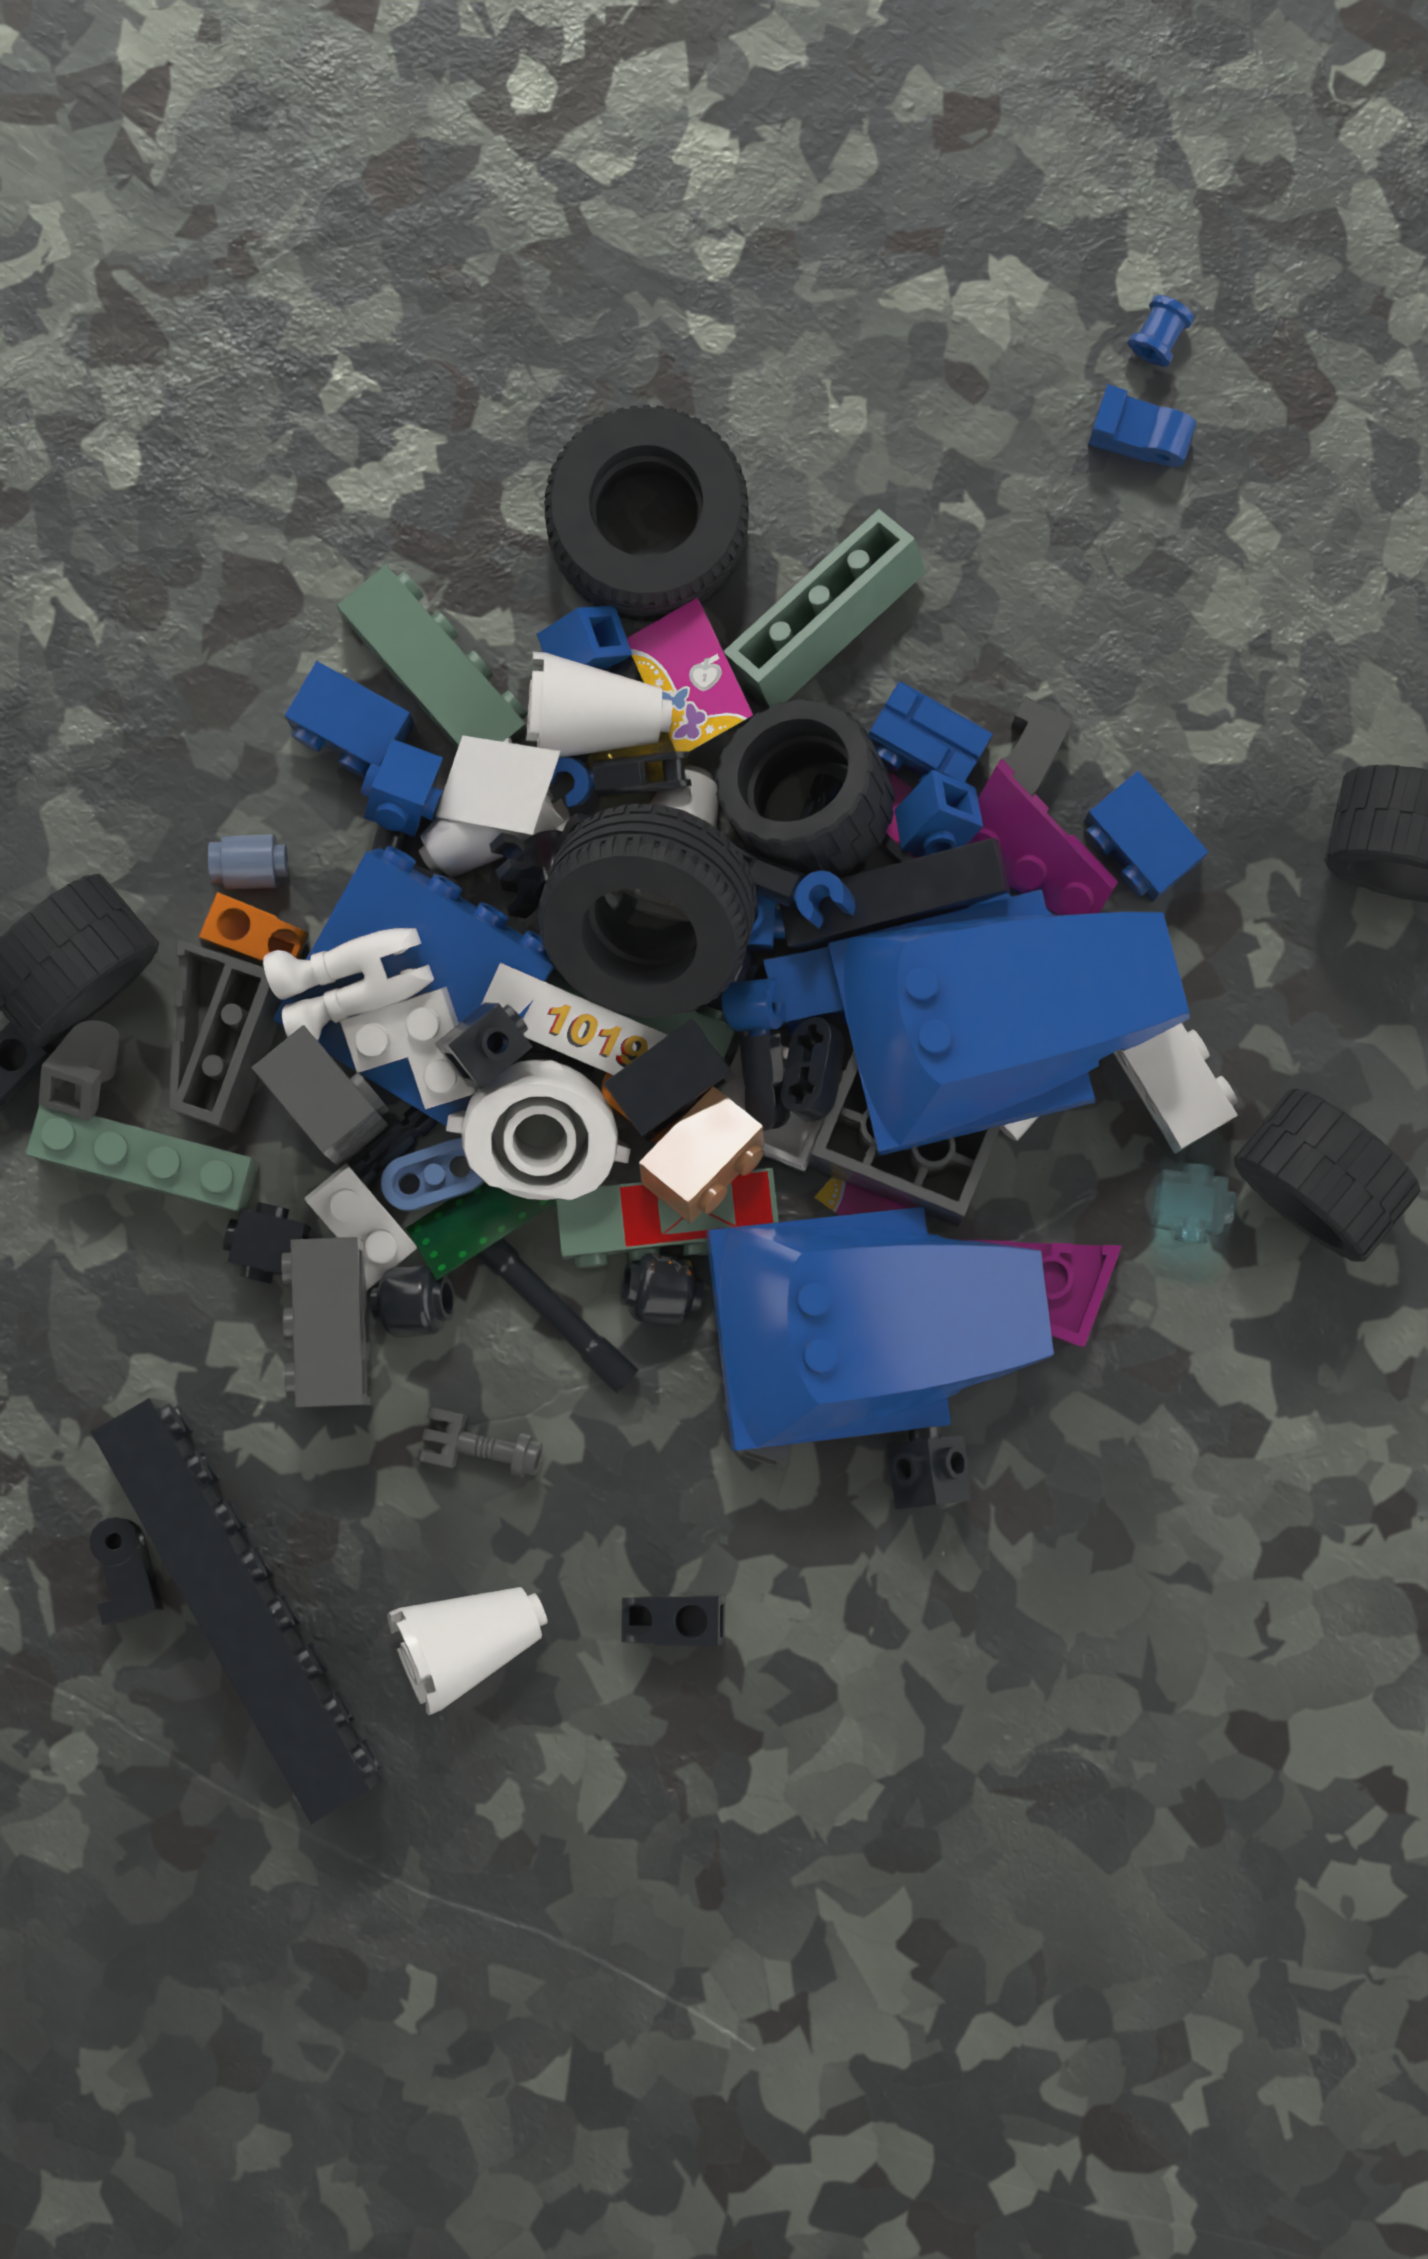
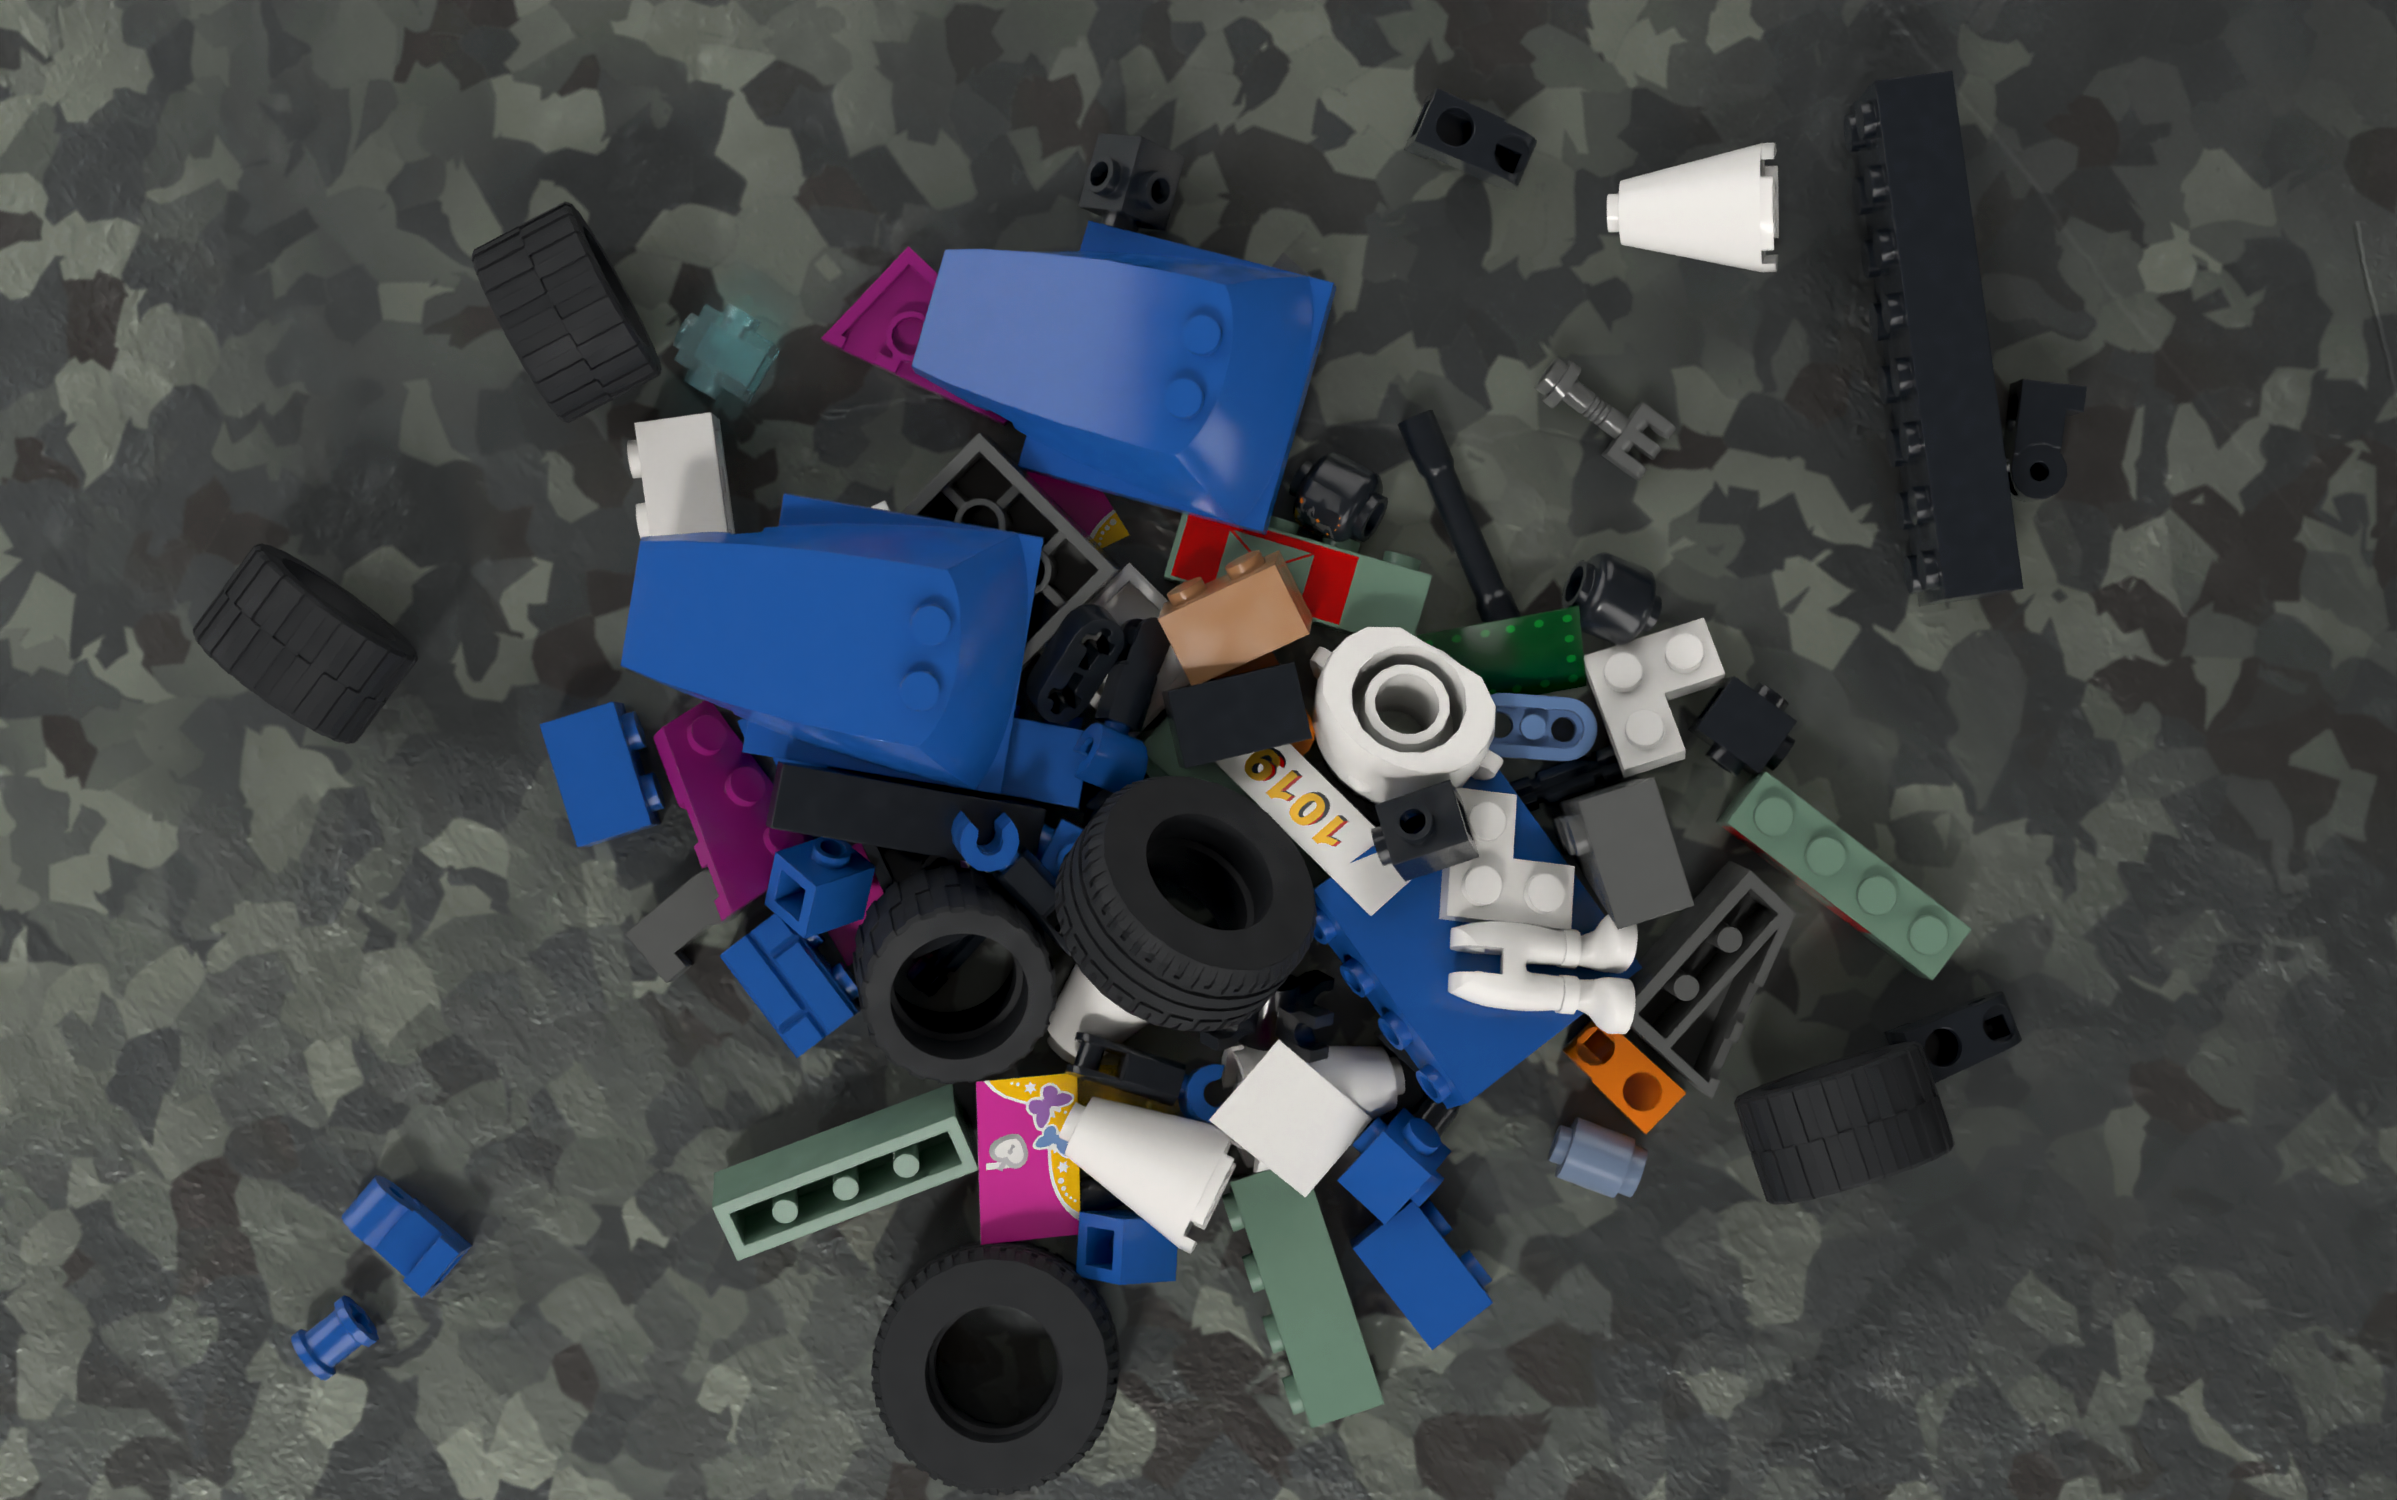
camera: 160 degrees left, 5 degrees up
(78, 1067) = (1878, 1001): dark grey leg -> none
(326, 1323) = (1718, 603): dark grey wedge -> none

